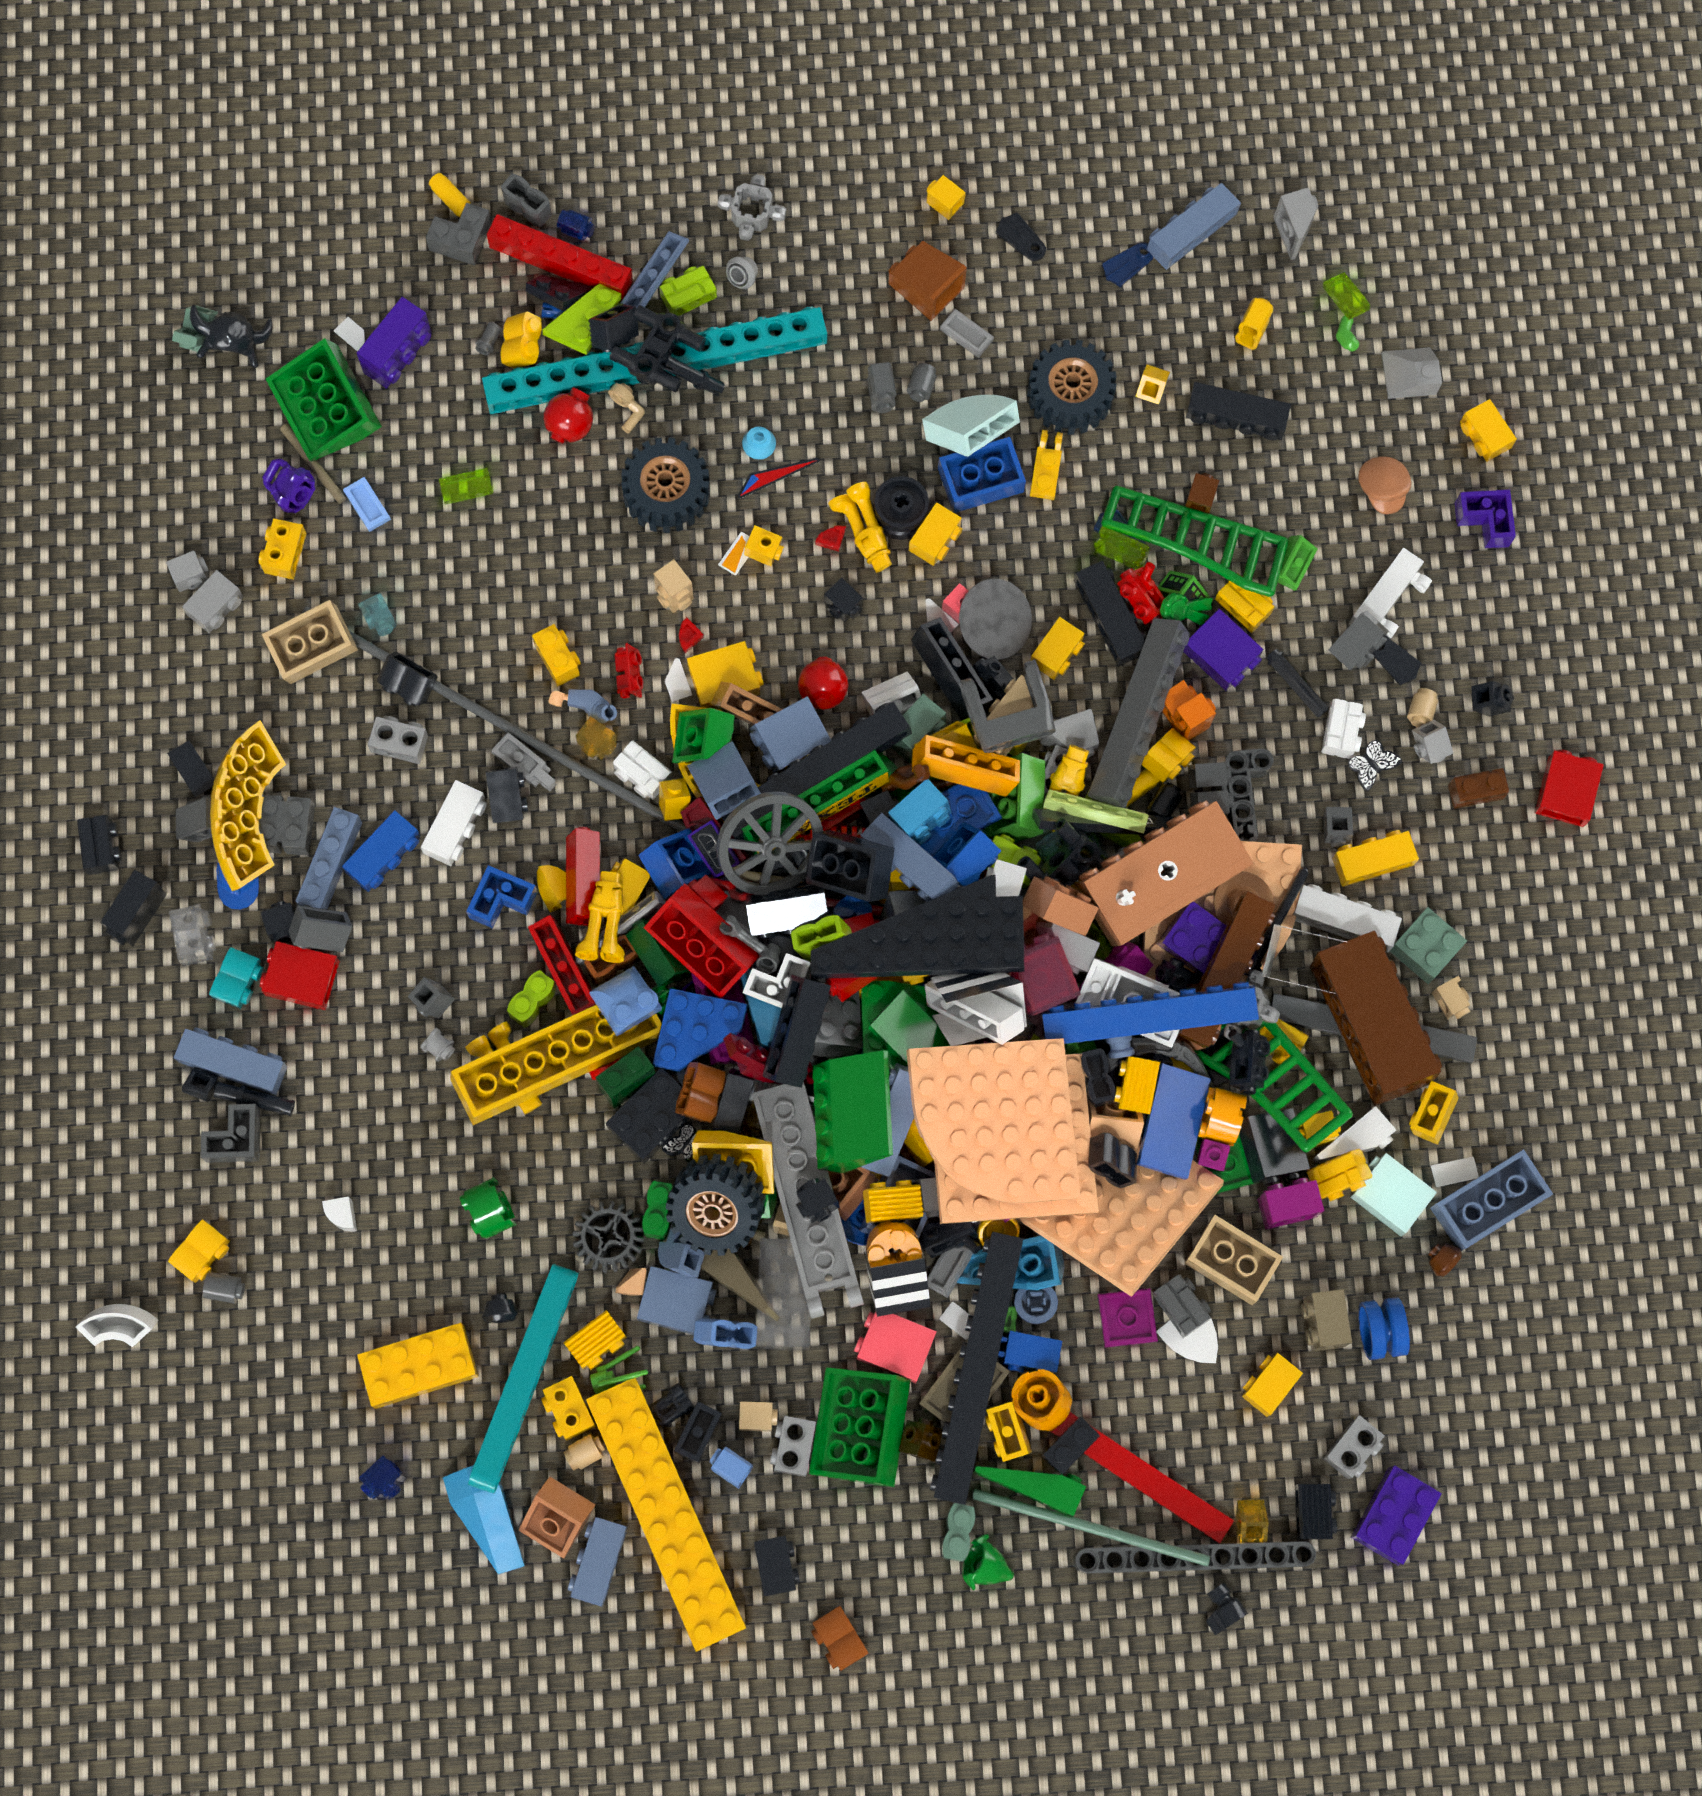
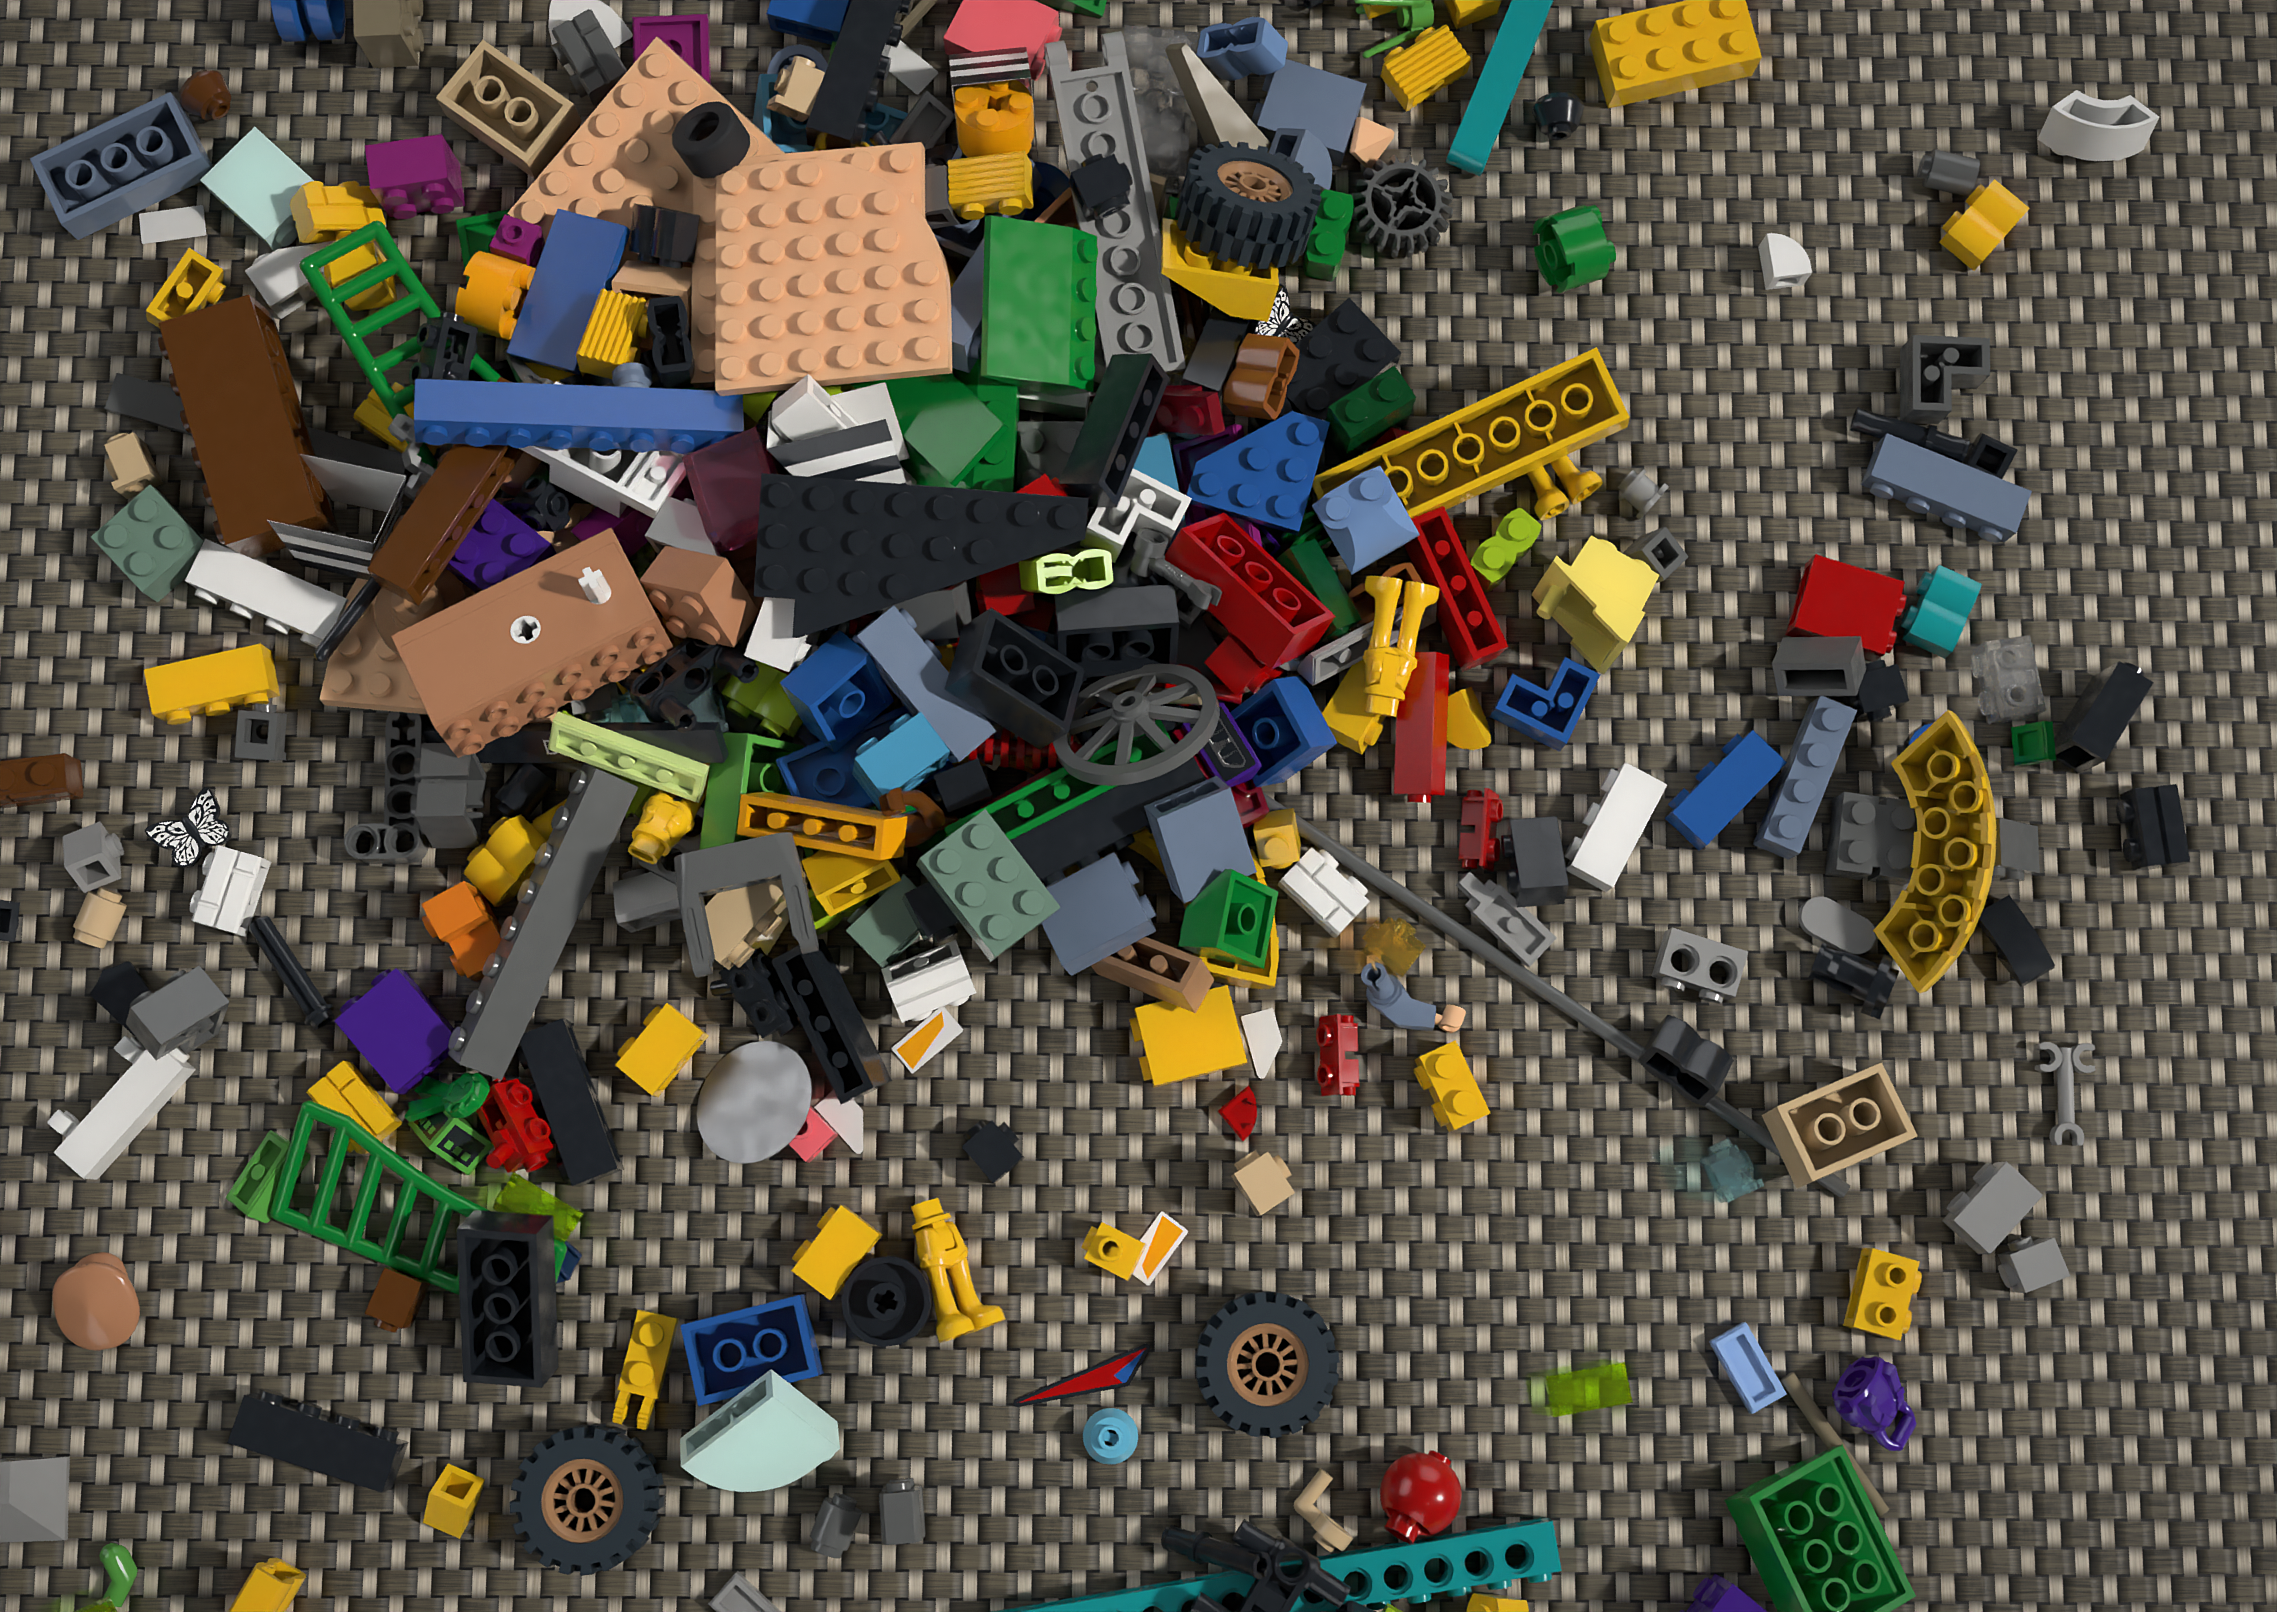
camera: 175 degrees left, 5 degrees up
(163, 696) = (2065, 1061): none -> light grey bar
(176, 894) = (2033, 743): none -> green tile
(295, 736) = (1856, 977): none -> black piece
(308, 772) = (1836, 925): none -> light grey tile
(465, 963) = (1596, 599): none -> light yellow piece
(539, 828) = (1481, 845): none -> red hinge
(823, 683) = (1035, 1009): red brick -> none
(831, 538) = (1003, 1264): red tile -> none
(857, 730) = (987, 885): none -> sand green brick
(891, 667) = (927, 1039): none -> sticker
(1033, 1271) = (797, 89): none -> tan brick
(1100, 1219) = (711, 139): none -> black tyre
(1132, 490) = (507, 1298): none -> black brick
(1271, 1150) = (436, 250): black brick -> none

